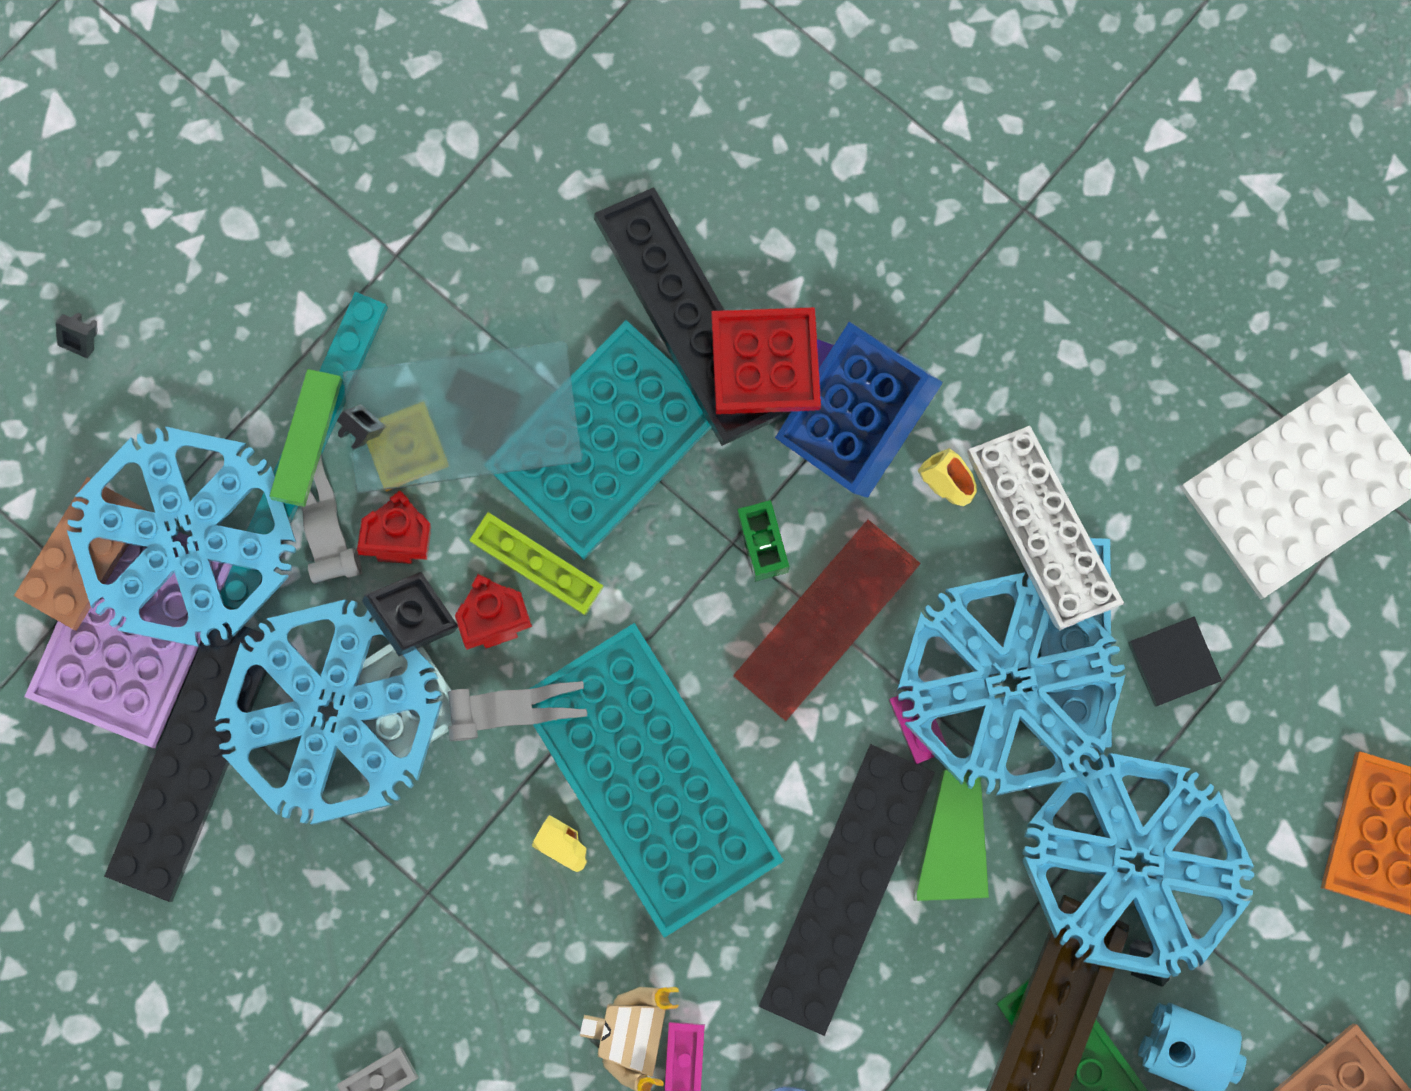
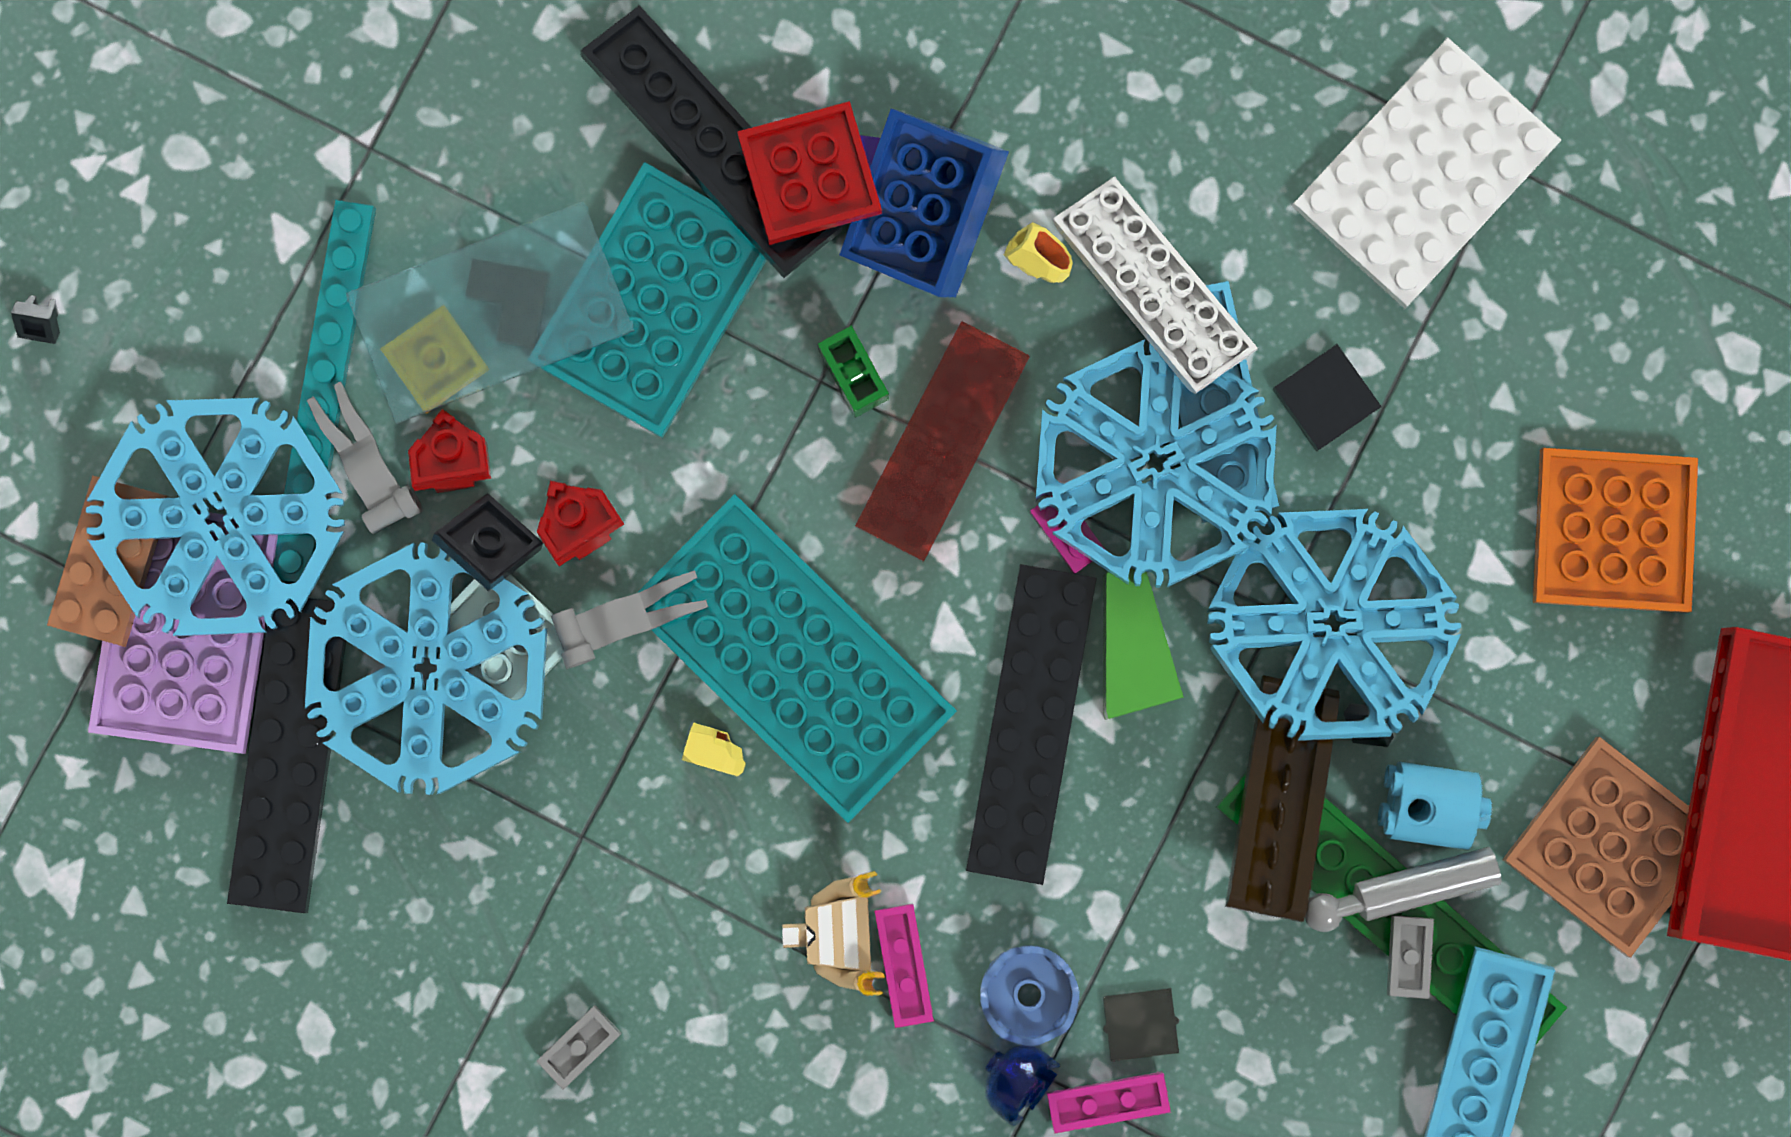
camera: 20 degrees left, 5 degrees up
(306, 438) = (324, 376): bright green tile -> none
(360, 424) = (381, 347): black tile -> none
(536, 563) = (611, 454): lime plate -> none

